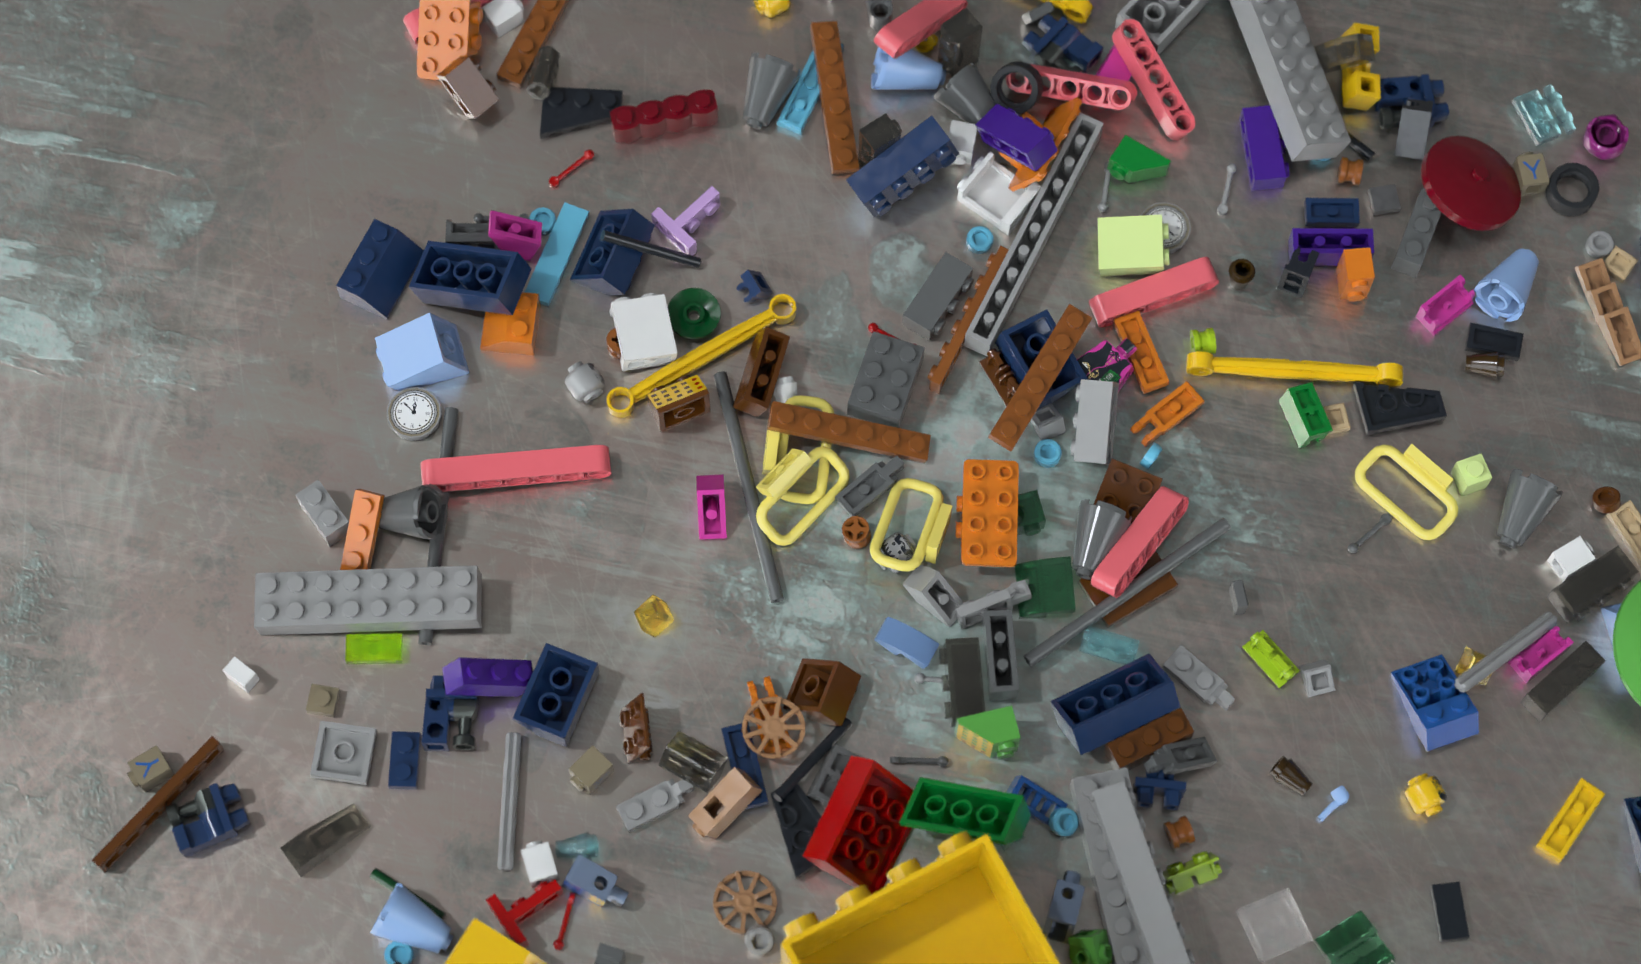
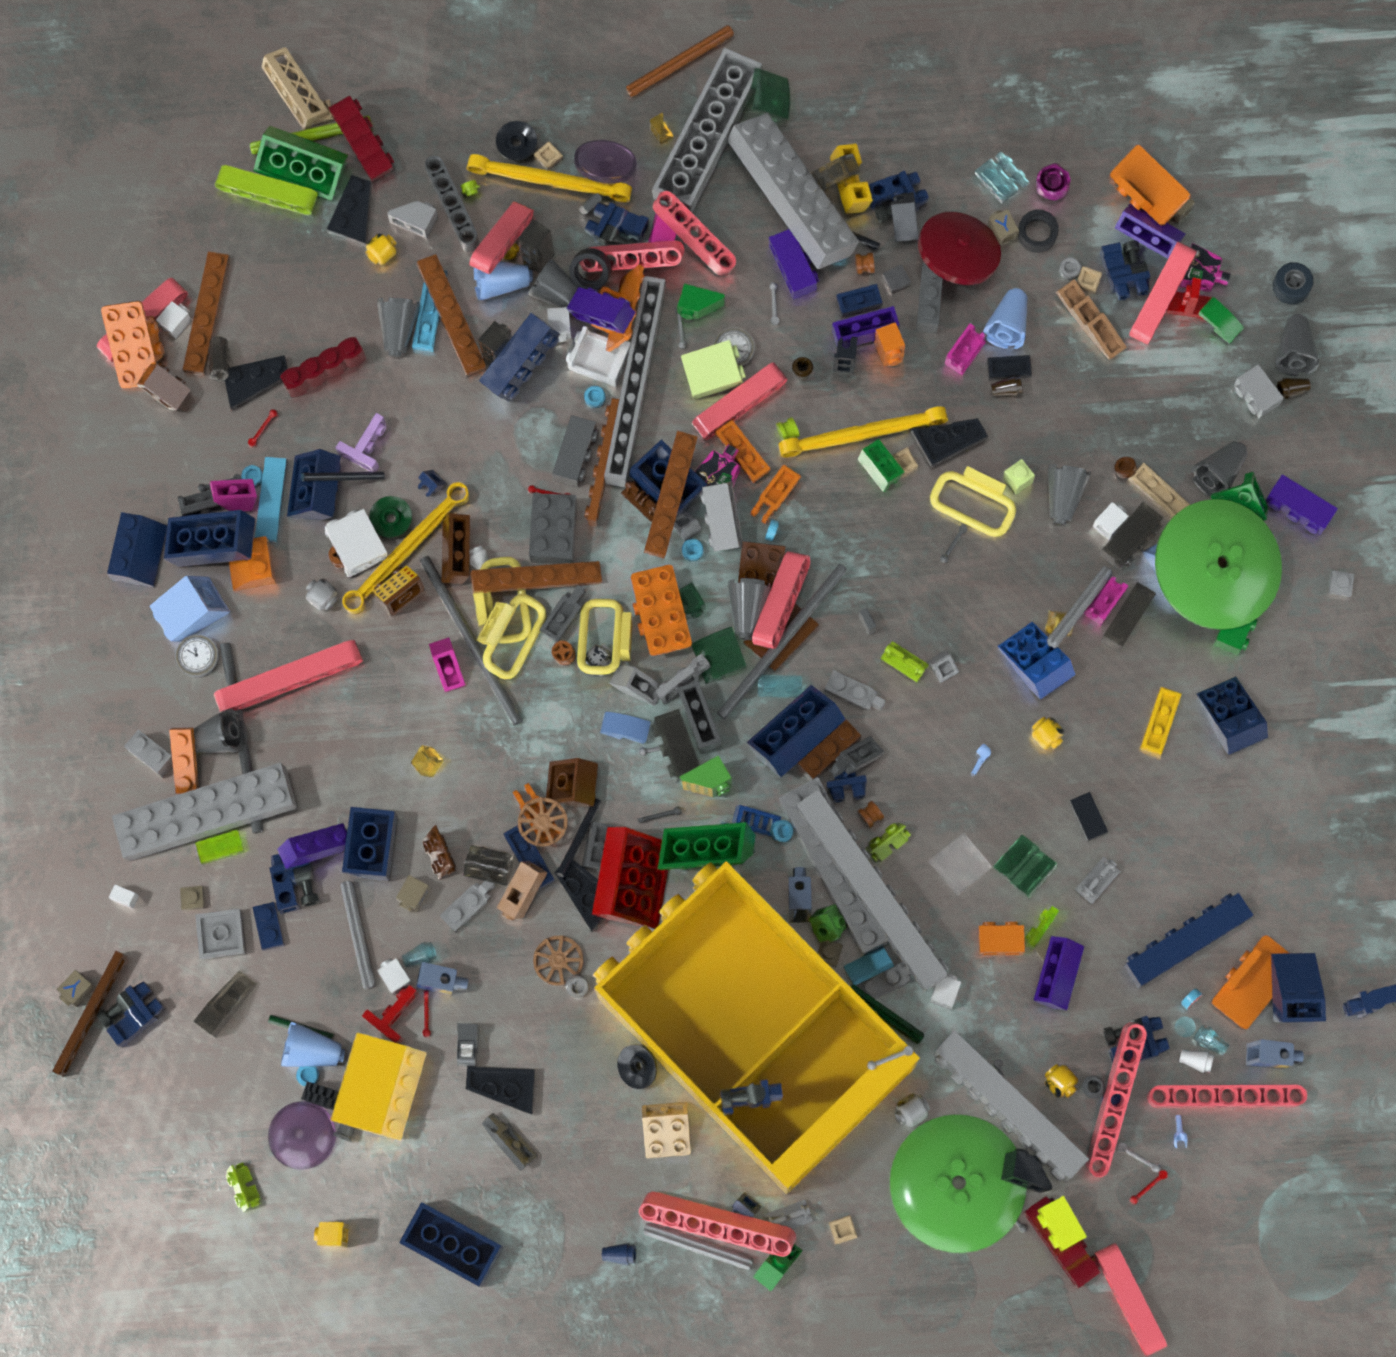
camera: 10 degrees left, 5 degrees up
(1290, 775) = (942, 747): dark brown cone -> none

